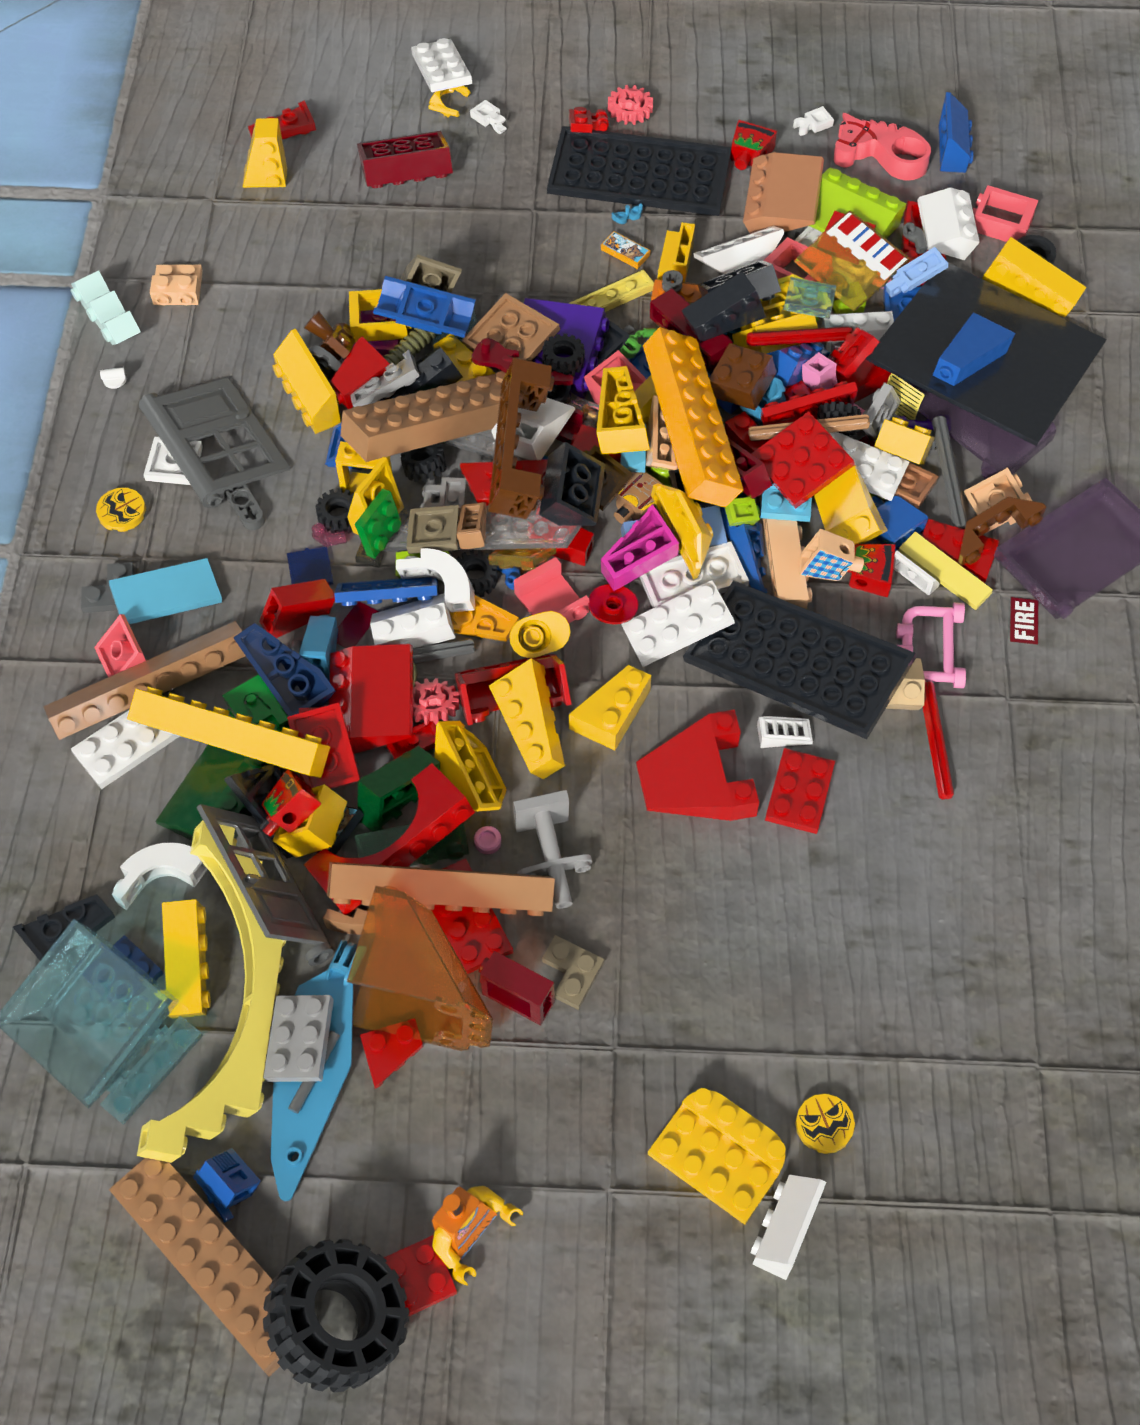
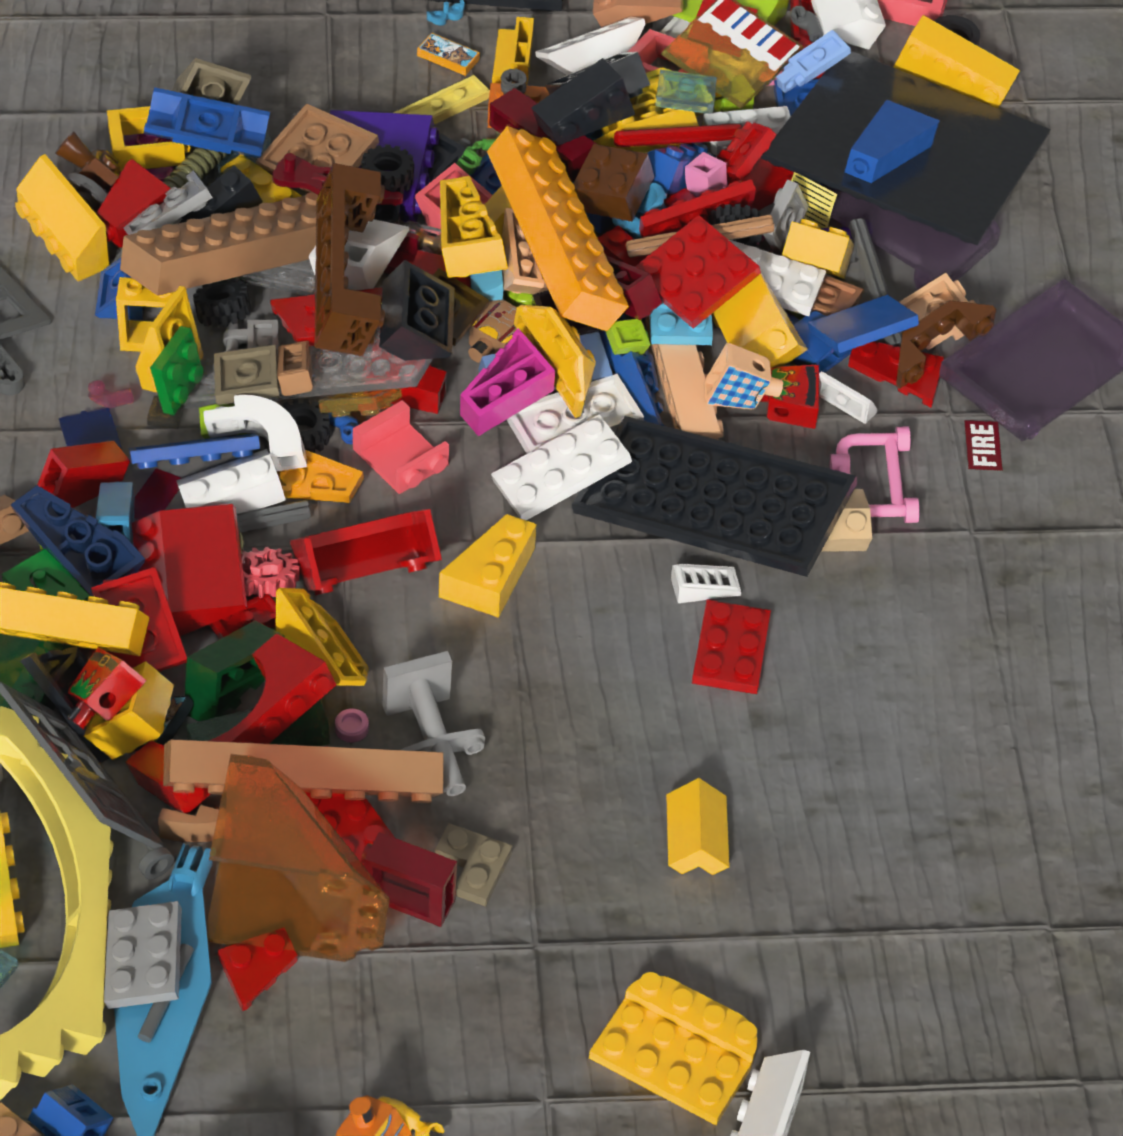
camera: 10 degrees left, 10 degrees down
(330, 502) = (116, 354): black tyre -> none
(528, 713) = (388, 574): yellow wedge -> none
(539, 634) = (392, 488): yellow piece -> none
(612, 605) = (478, 453): red dish -> none
(689, 777) = (596, 637): red wedge -> none
(755, 956) = (697, 828): none -> yellow piece
(825, 1123) = (801, 1006): yellow tile -> none
(935, 512) = (863, 323): none -> blue tile
(937, 743) = (892, 584): red axle -> none
(945, 570) = (885, 394): light yellow tile -> none

